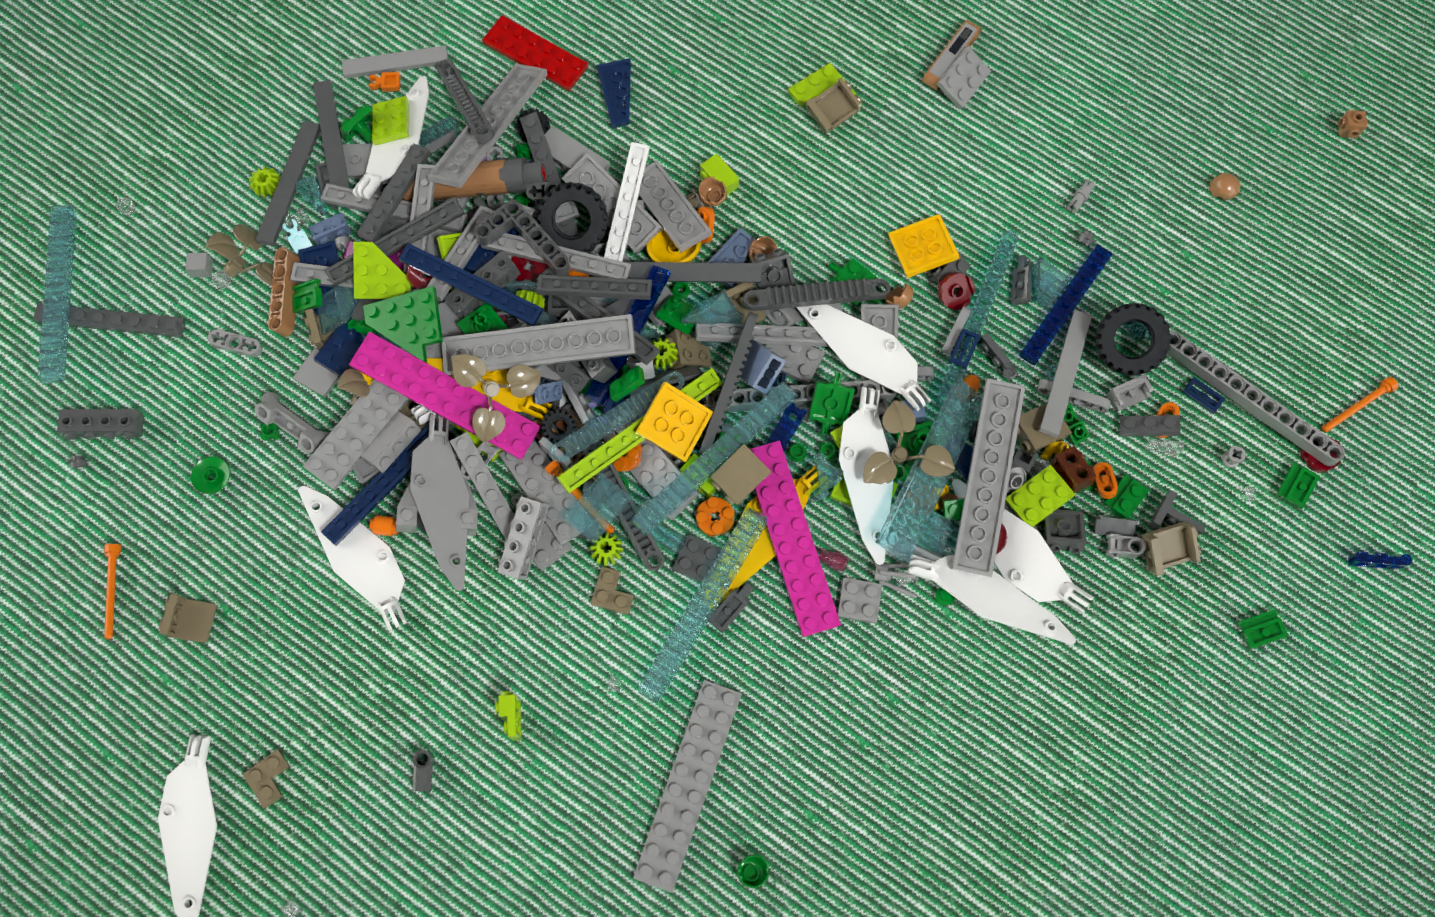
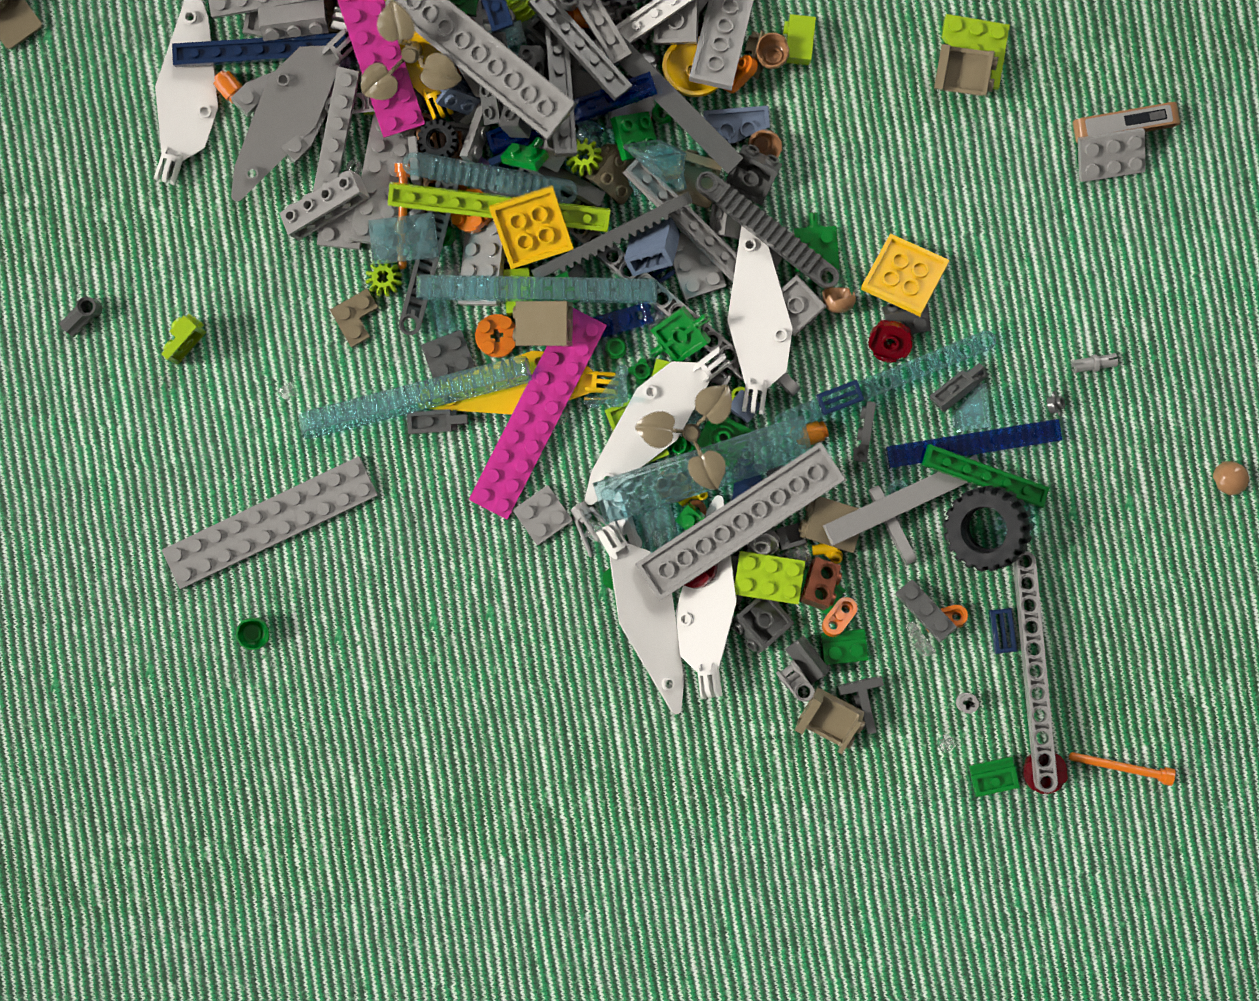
camera: 45 degrees right, 15 degrees up
(835, 560) = (555, 465): clear pink cone -> none
(956, 330) = (858, 373): light grey beam -> none
(1077, 427) = (865, 548): green slope -> none
(1089, 316) = (984, 475): none -> green tile
(1130, 393) = (942, 569): light grey hinge -> none
(1262, 629) = (834, 851): green plate -> none
(1379, 560) = (990, 897): clear blue plate -> none

